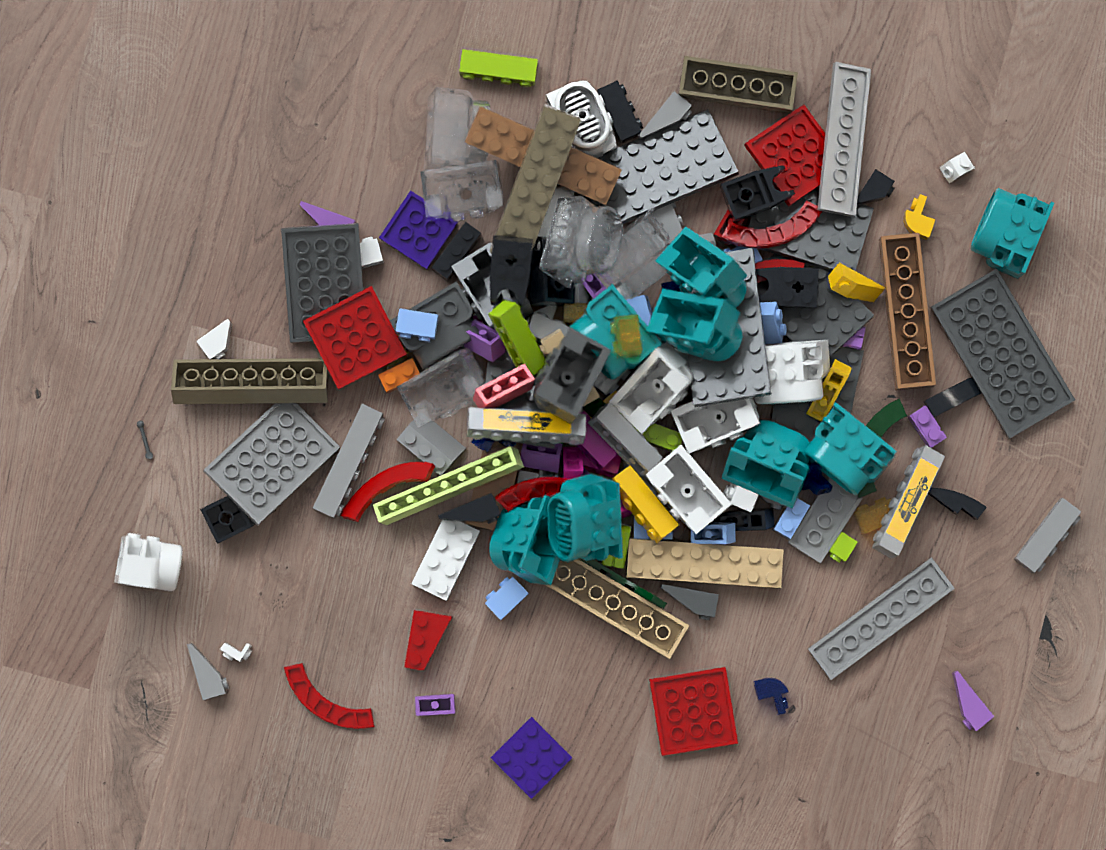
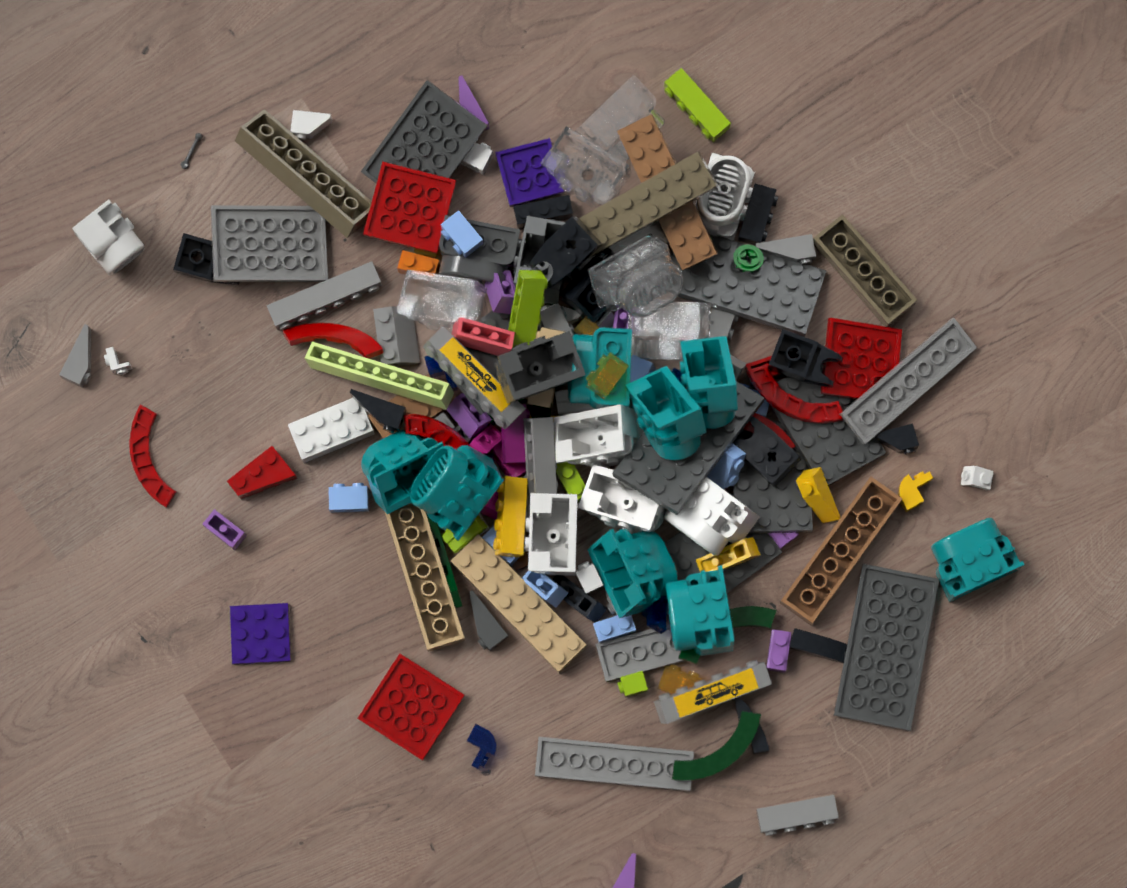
camera: 45 degrees right, 5 degrees down
(643, 143) = (754, 254): none -> green gear
(957, 543) = (722, 757): none -> dark green tile

